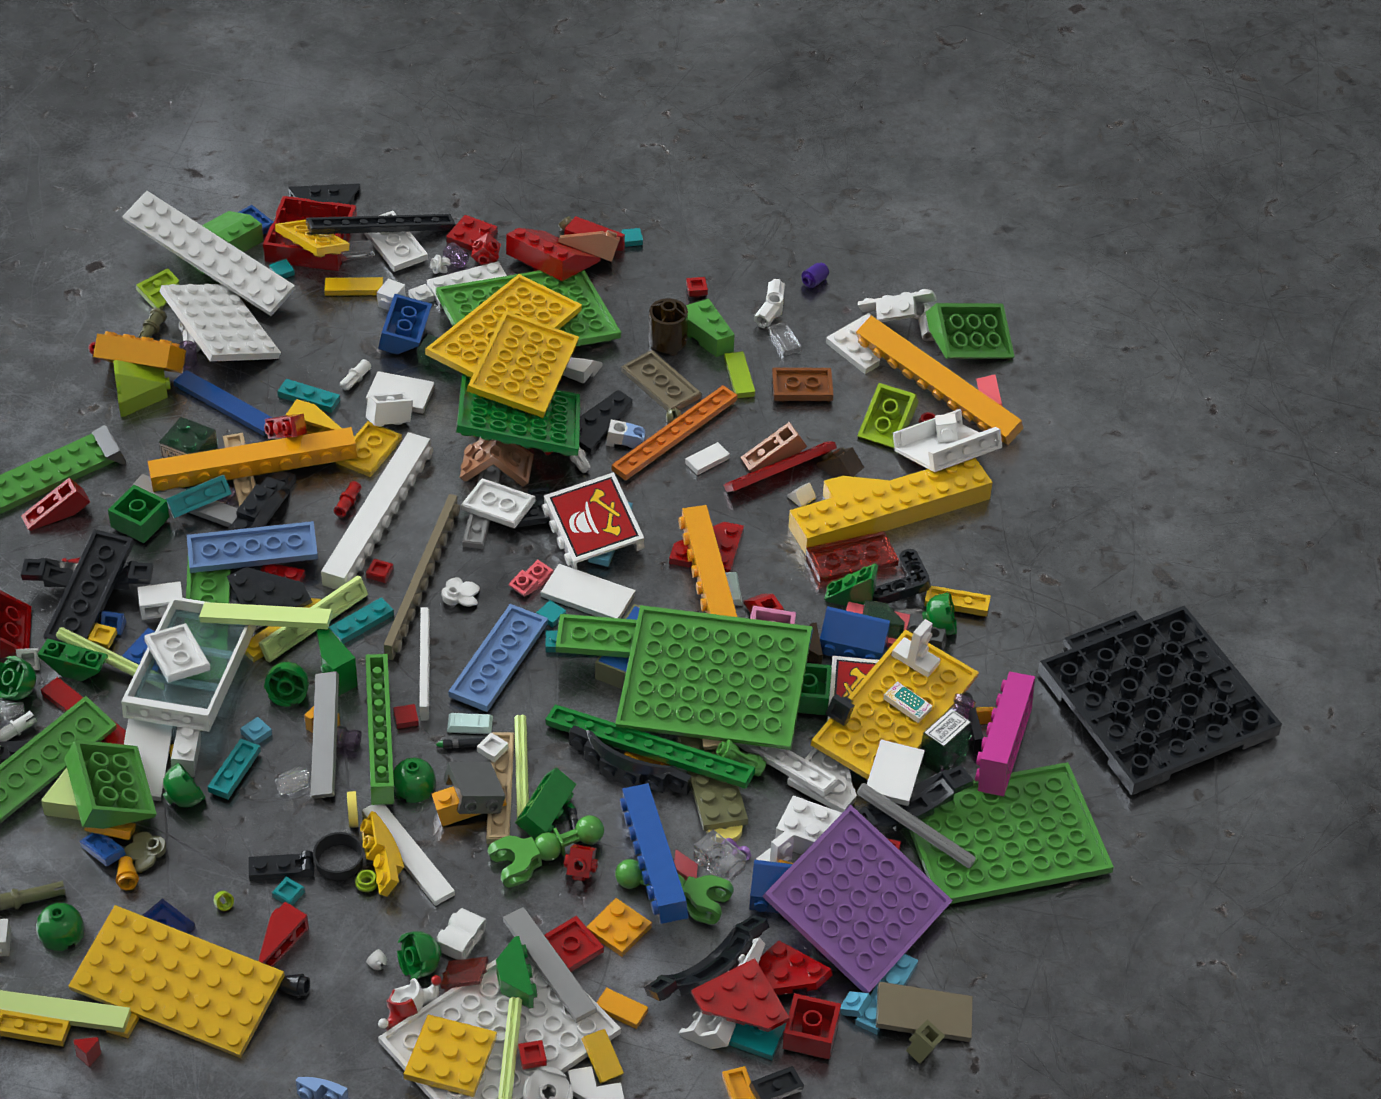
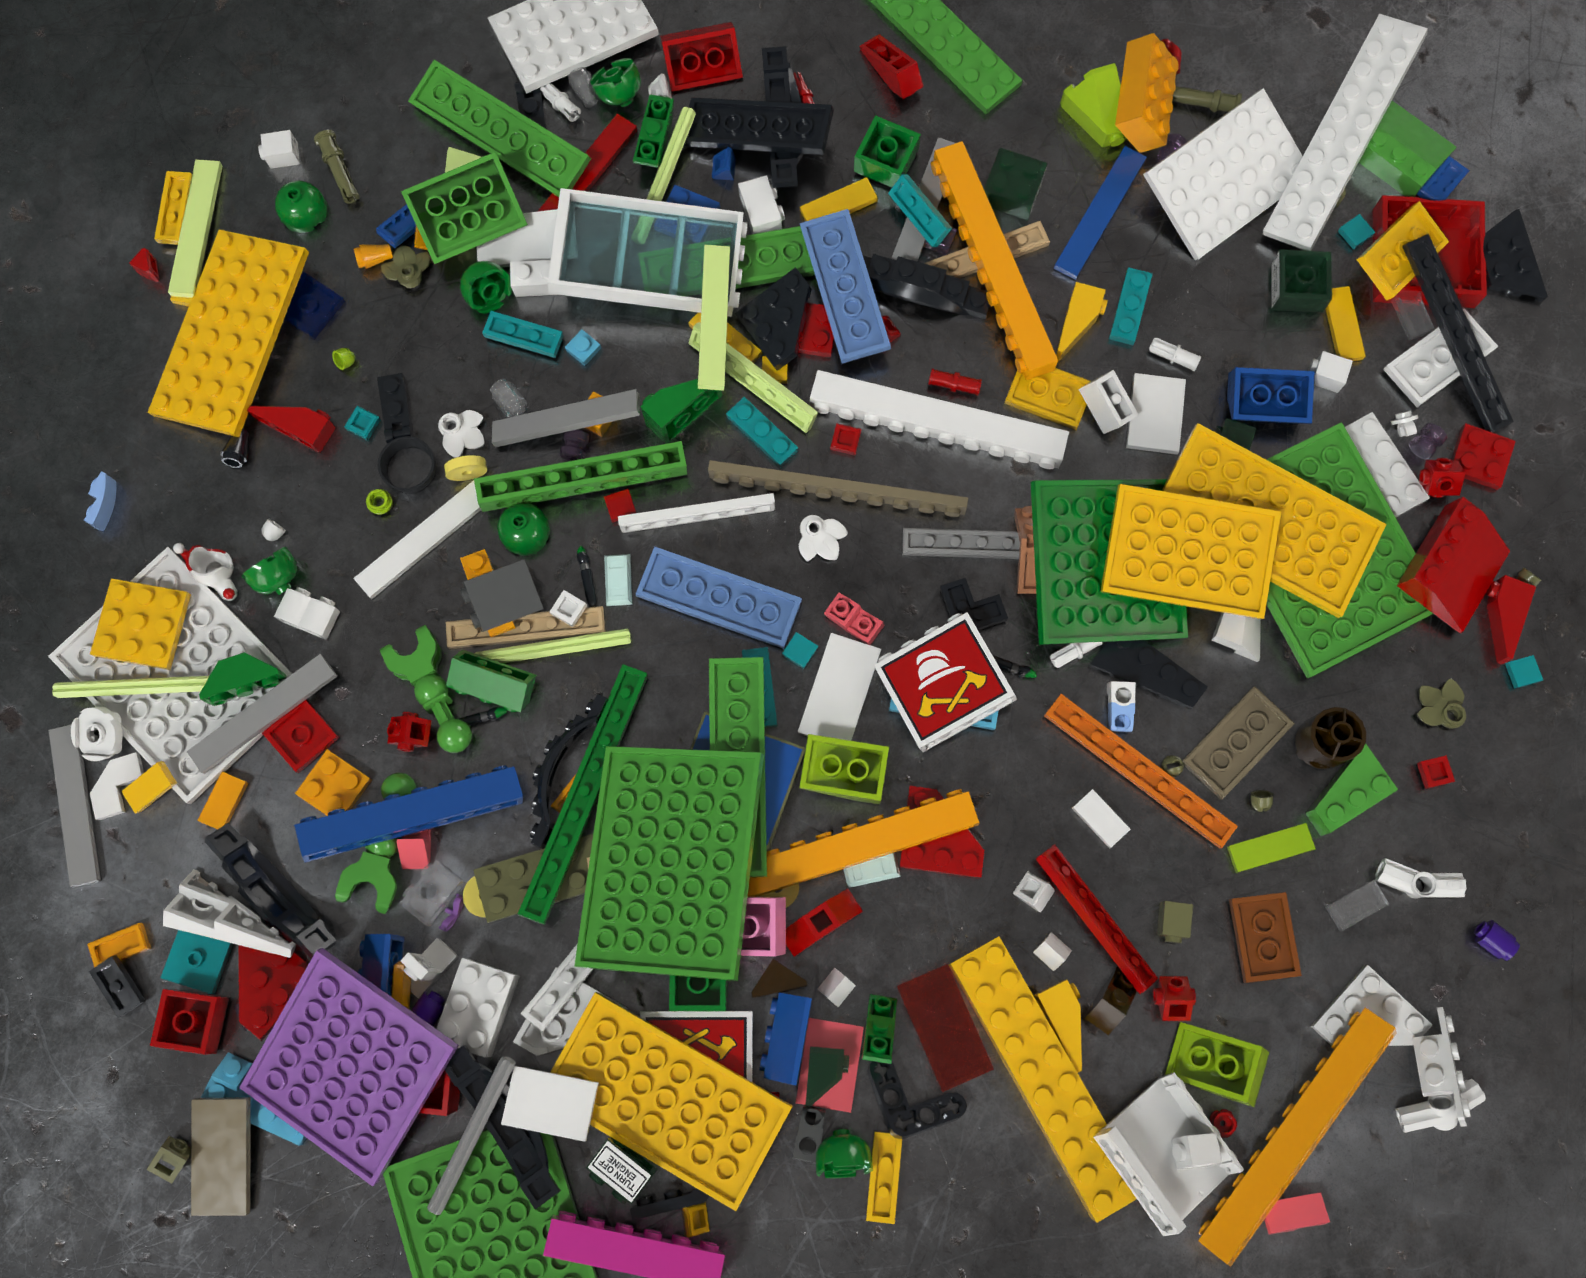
camera: 90 degrees right, 30 degrees up
(103, 635) = (700, 158): yellow plate -> none
(108, 445) = (998, 98): slope -> none
(150, 288) = (1290, 94): lime wing -> none
(170, 555) = (850, 197): none -> yellow tile
(177, 652) = (644, 232): white tile -> none
(285, 426) = (1049, 287): red slope -> none
(286, 684) = (646, 365): green cylinder -> none
(317, 297) = (1301, 280): none -> clear green brick
(317, 819) = (464, 434): none -> white plate
(383, 850) = (417, 507): yellow slope -> none
(422, 293) = (1344, 410): white plate -> none
(464, 972) = (253, 624): clear red piece -> none
(498, 503) = (967, 560): white tile -> none
(532, 1054) = (137, 710): red plate -> none
(596, 243) = (1484, 618): nougat slope -> none
(650, 277) = (1439, 702): none -> olive plate
(654, 581) = (844, 768): none -> lime slope
(705, 373) = (1261, 800): none -> olive hinge
(731, 751) = (574, 892): bright green piece -> none
(742, 998) = (200, 936): red plate -> none
(756, 500) = (1034, 891): none -> white slope
(776, 447) = (1126, 907): nougat slope -> none
(782, 418) = (1174, 921): none -> olive brick
(814, 614) = (836, 987): none -> white slope
(840, 709) = (636, 1027): black tile -> none
(841, 429) = (1174, 998): none -> red brick
(907, 702) = (665, 1116): white tile -> none
(915, 652) = (741, 1123): white bracket -> none
(963, 705) = (667, 1188): clear purple wheel -> none
(970, 330) = (1408, 1183): bright green slope -> none

